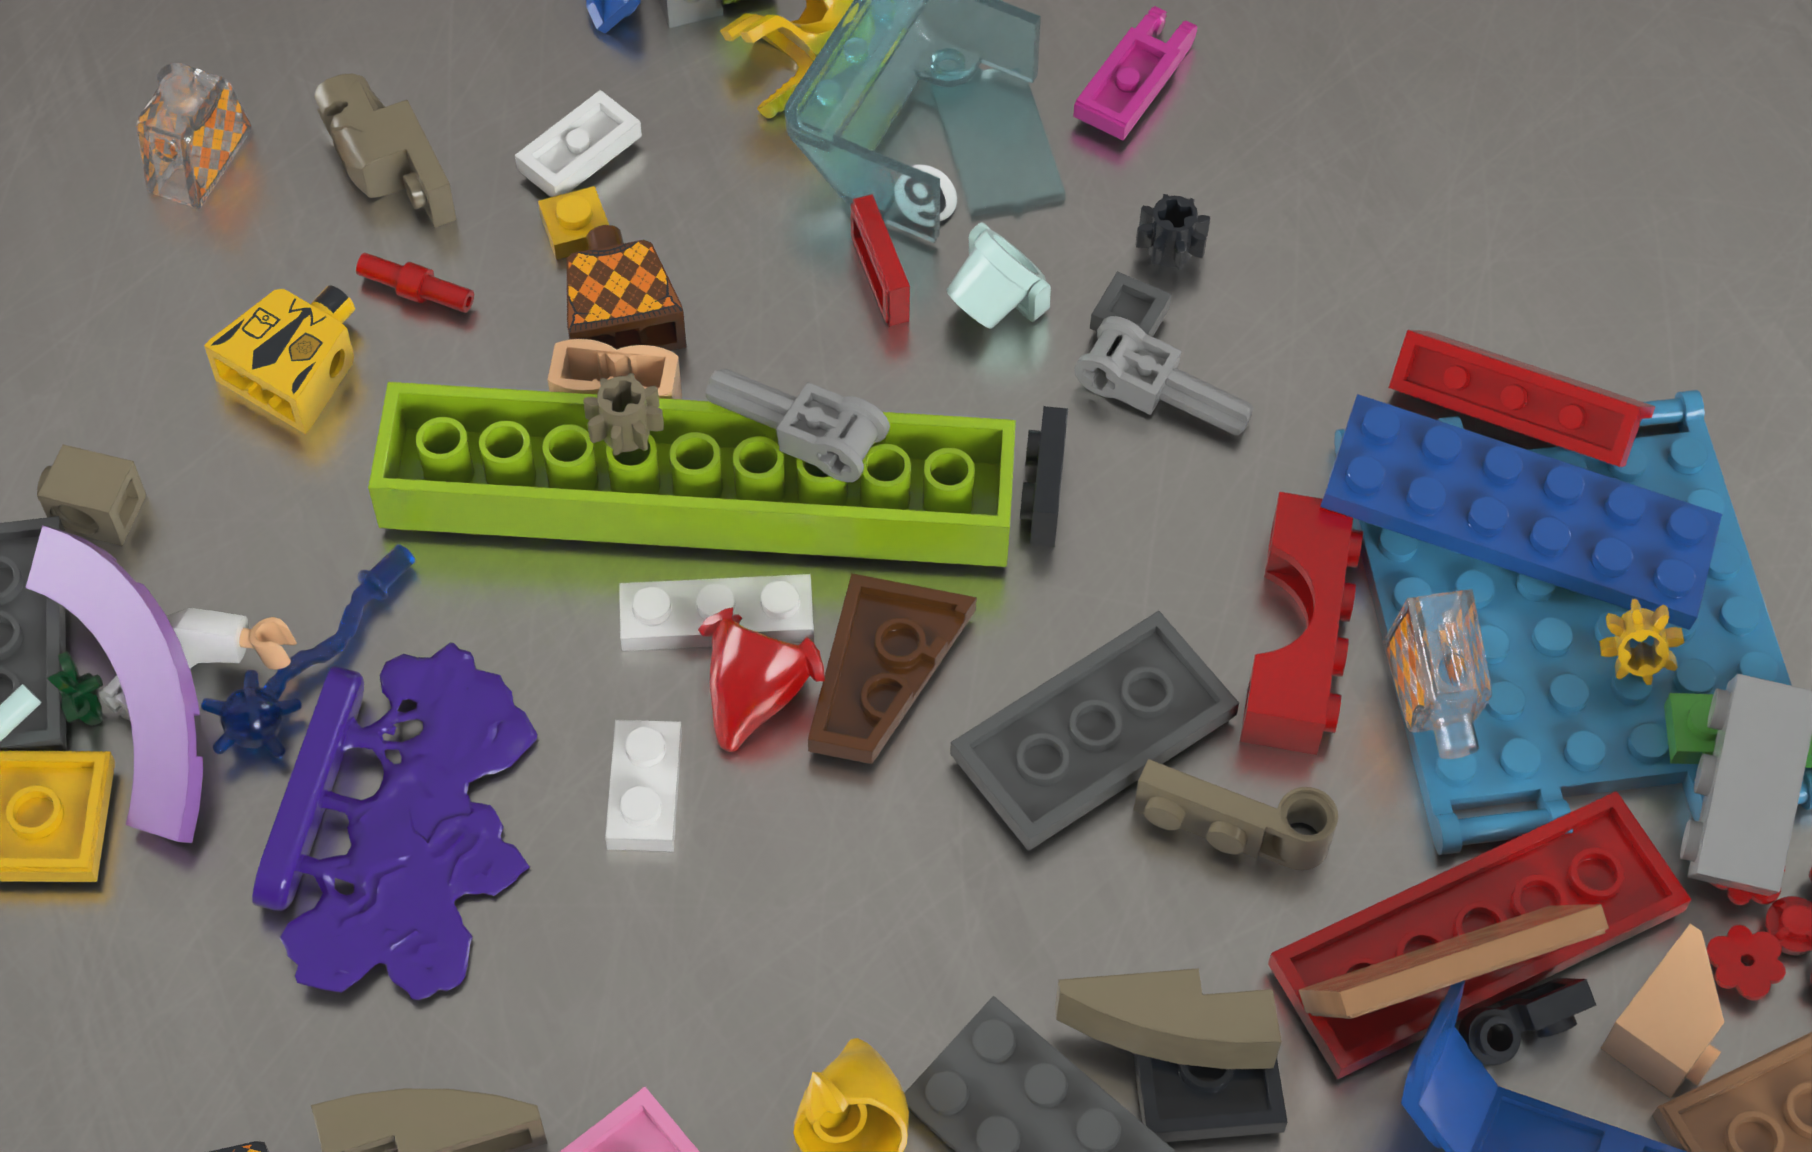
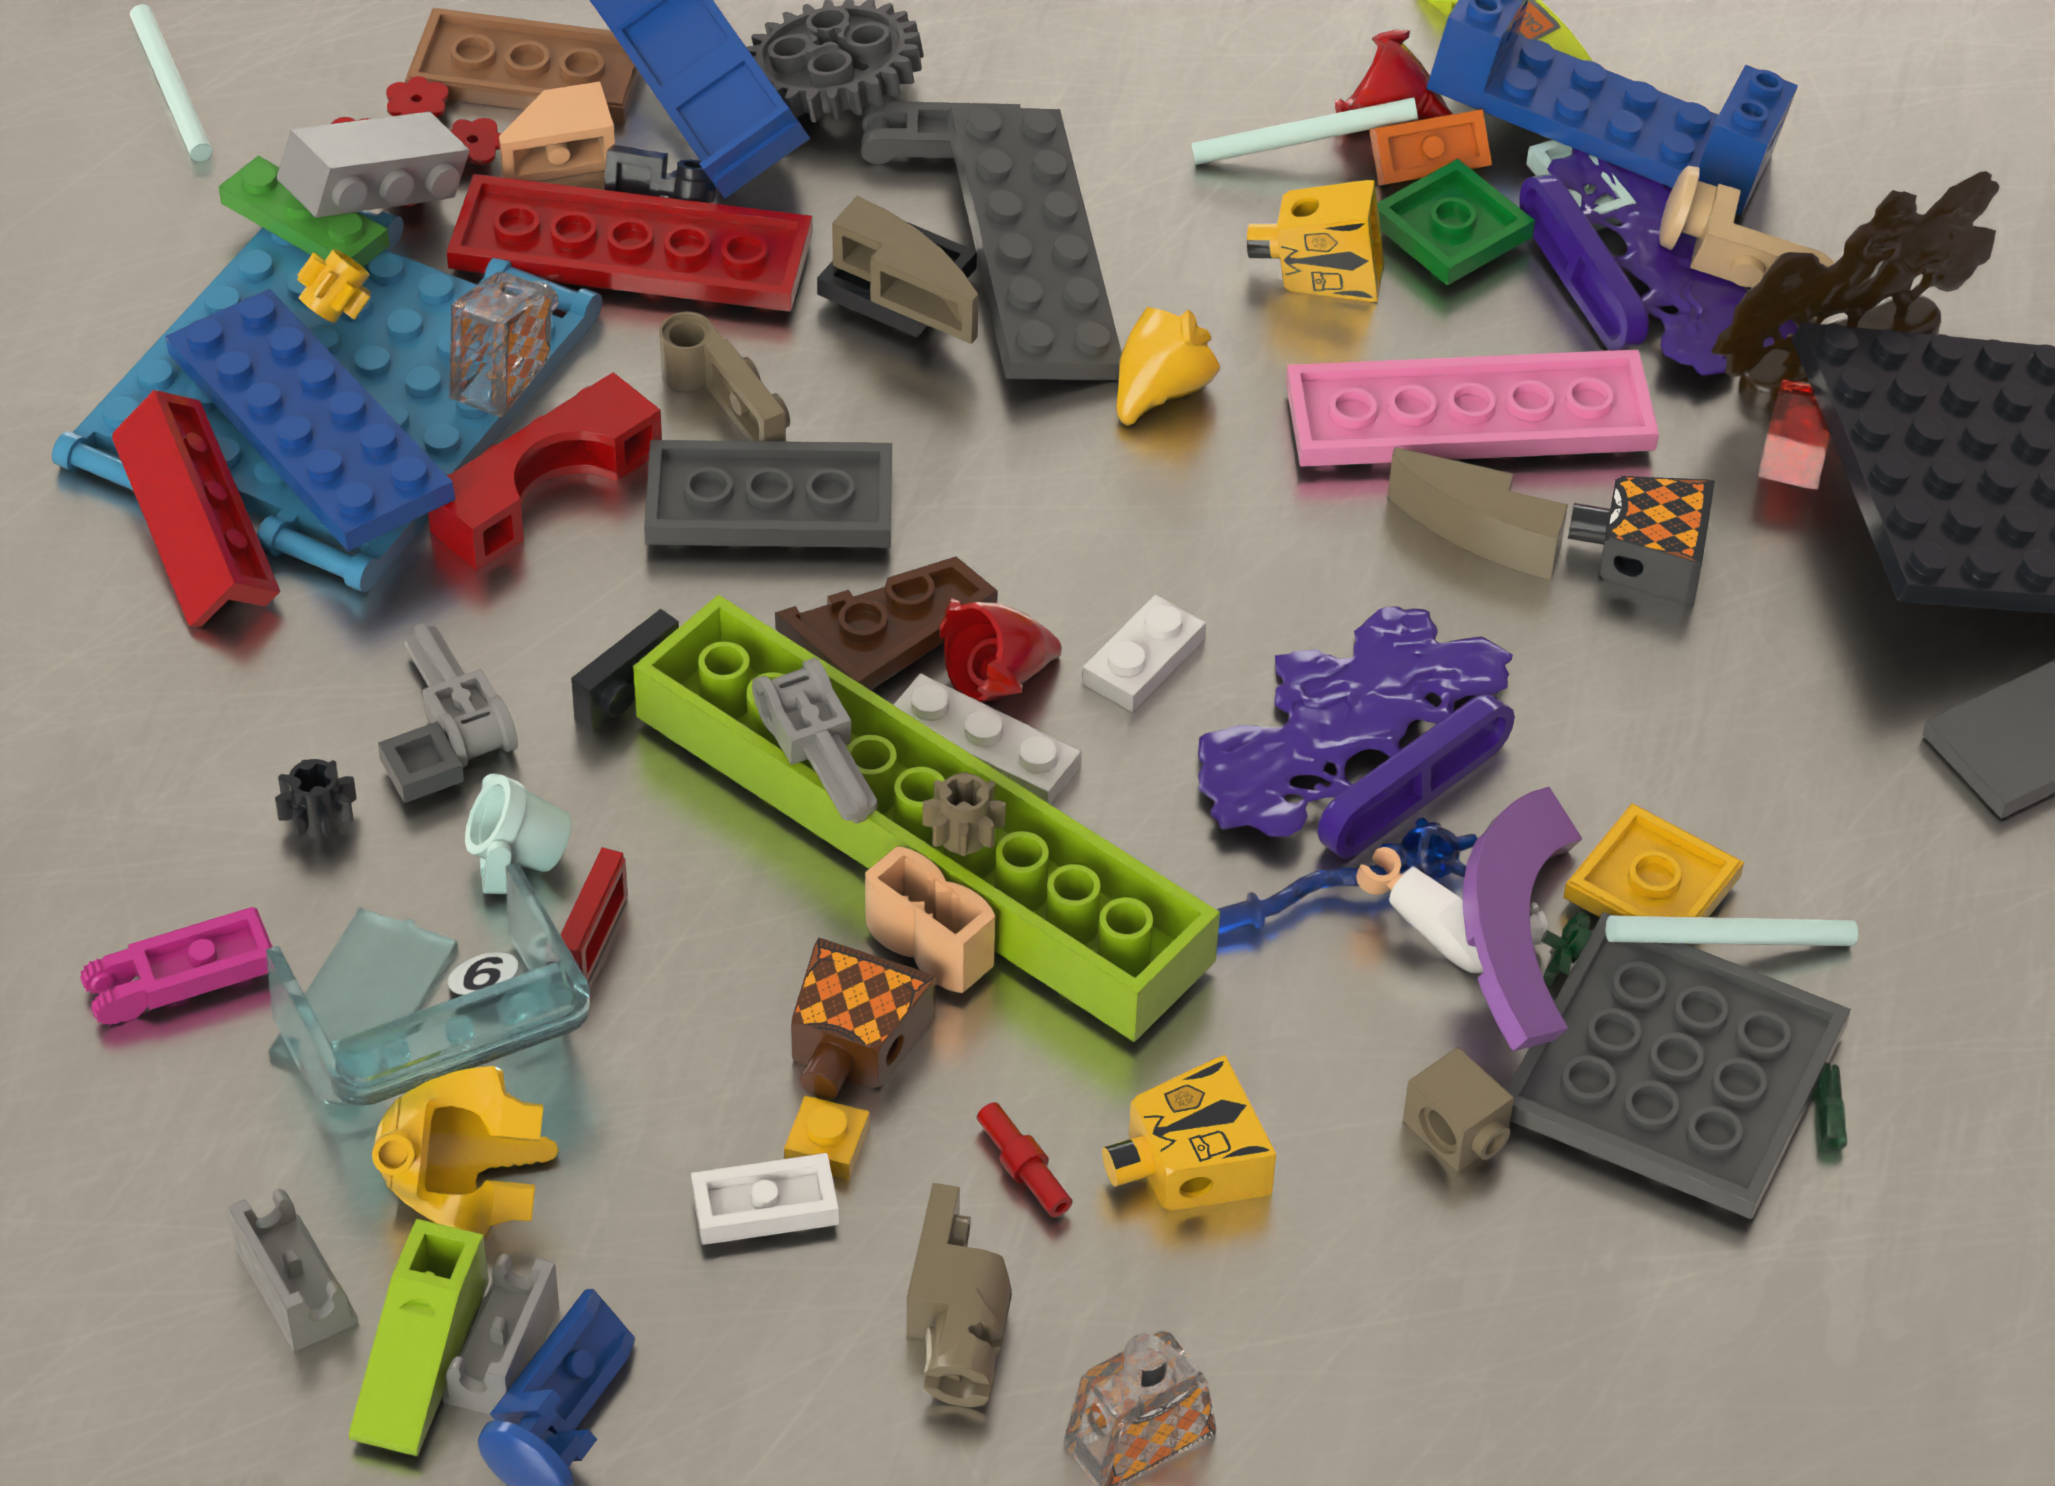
camera: 145 degrees left, 10 degrees down
(1453, 960) = (695, 177): medium nougat tile -> none

